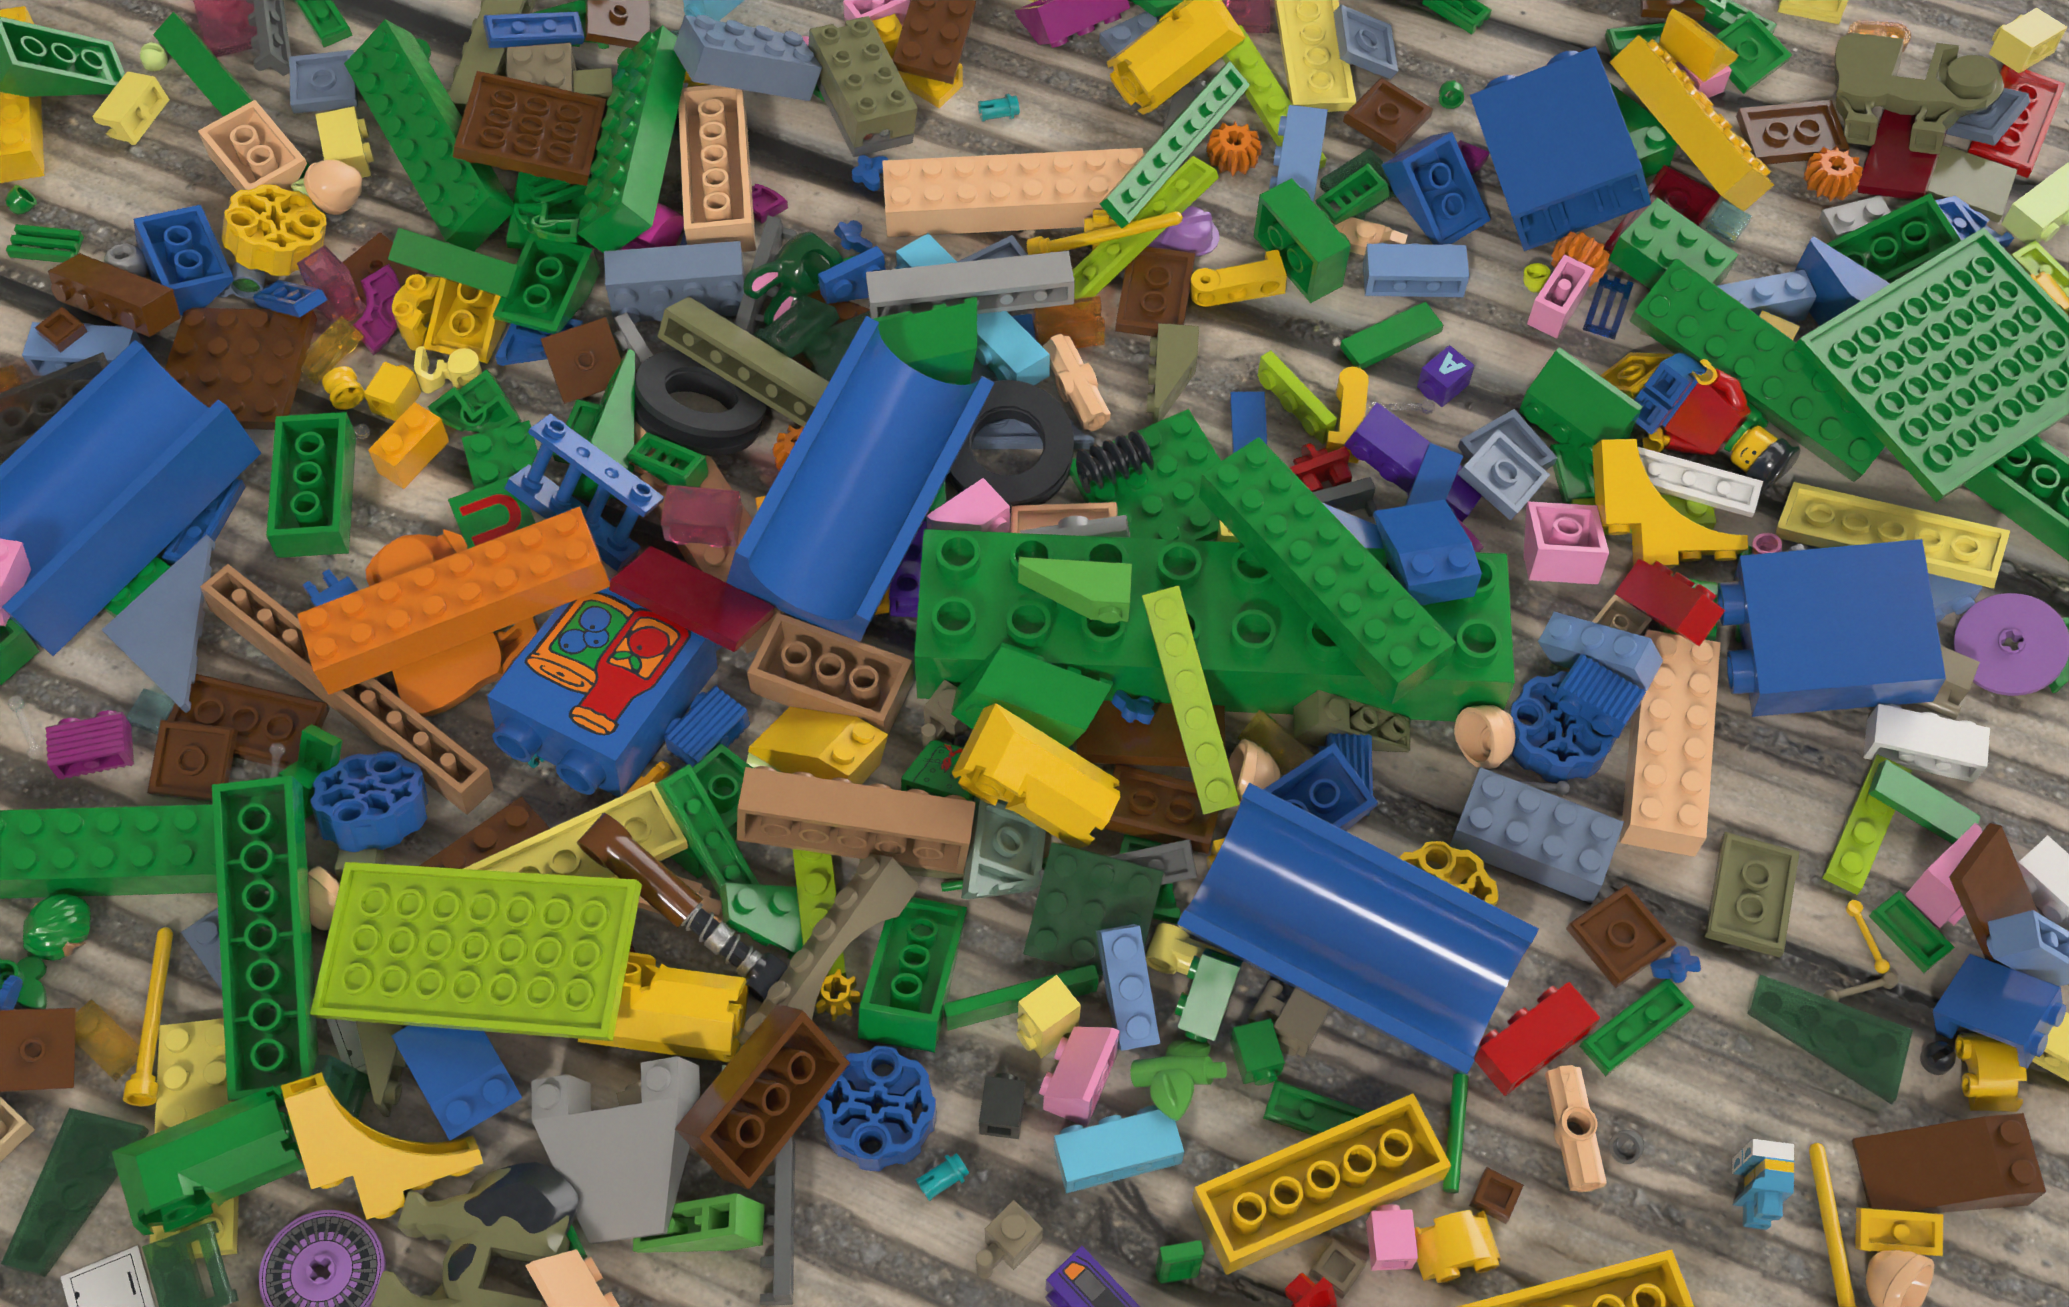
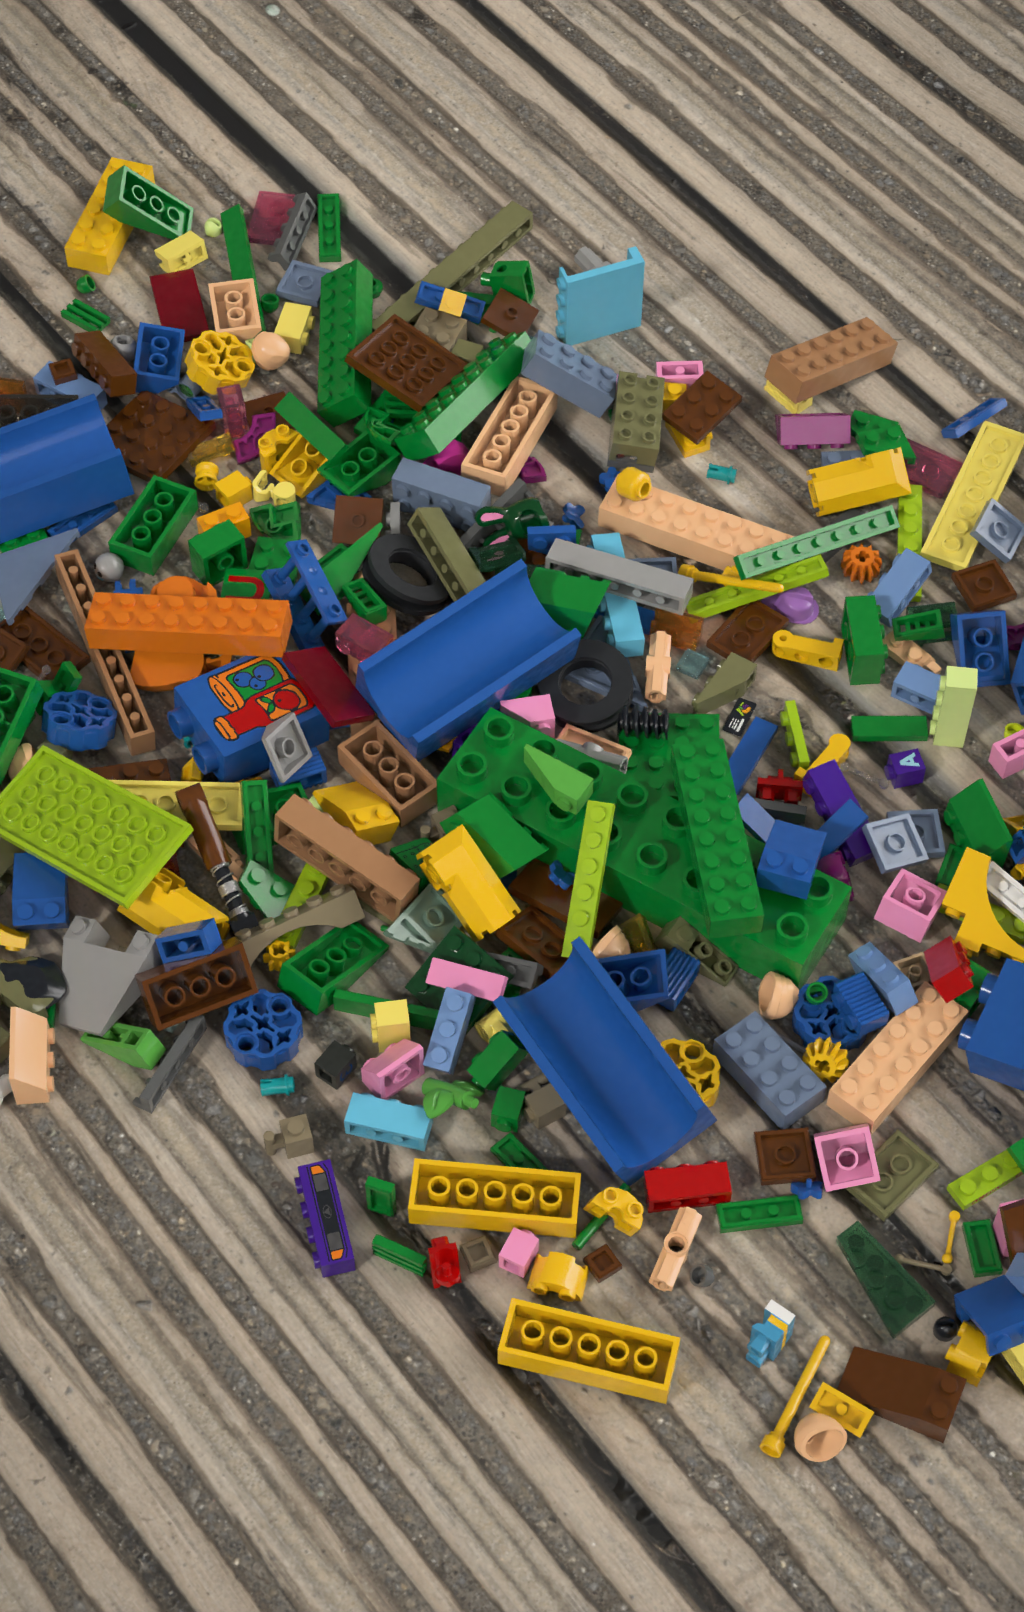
camera: 30 degrees right, 5 degrees down
(167, 173) = (179, 302): none -> dark red tile
(282, 569) = (108, 567): none -> light grey piece
(291, 124) = (269, 302): none -> green hinge
(423, 483) = (217, 550): none -> green brick
(542, 27) = (452, 302): none -> yellow brick
(565, 802) = (191, 772): none -> yellow plate
(686, 704) = (286, 746): none -> light grey slope
(723, 1043) = (188, 940): none -> blue brick
(916, 163) = (633, 484): none -> yellow head
(1111, 908) = (466, 979): none -> bright pink tile
(1112, 360) = (692, 664): none -> clear light blue tile
(1208, 401) = (739, 717): none -> black sticker
(1472, 272) = (953, 706): none -> yellowish green brick
(1484, 1110) = (620, 1206): none -> yellow cylinder
(1546, 715) = (815, 988): none -> green hinge
(1597, 785) = (826, 1059): none -> yellow gear
(1698, 898) = (846, 1157): none -> bright pink slope

